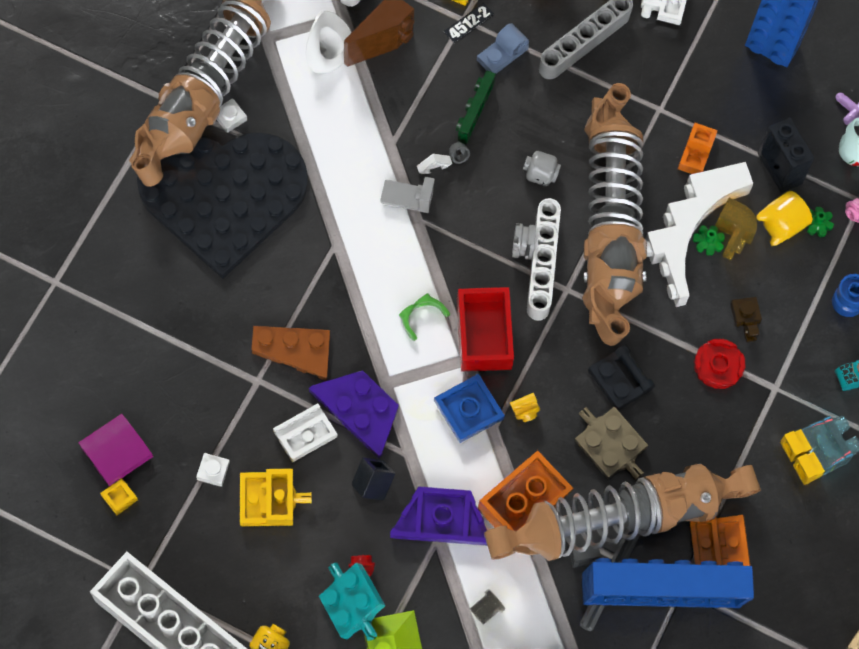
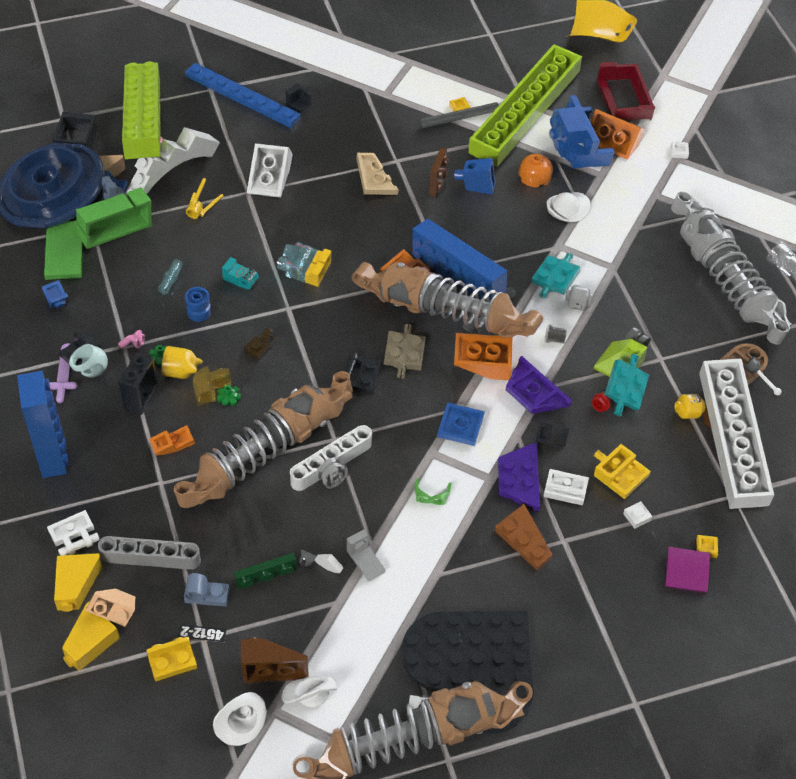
camera: 130 degrees left, 15 degrees down
(485, 329) = (409, 446): red piece -> none
(525, 408) = (431, 397): yellow plate -> none
(541, 168) = (271, 504): light grey head -> none
(704, 194) = (228, 411): white arch -> none
(719, 363) = (302, 339): red tile -> none

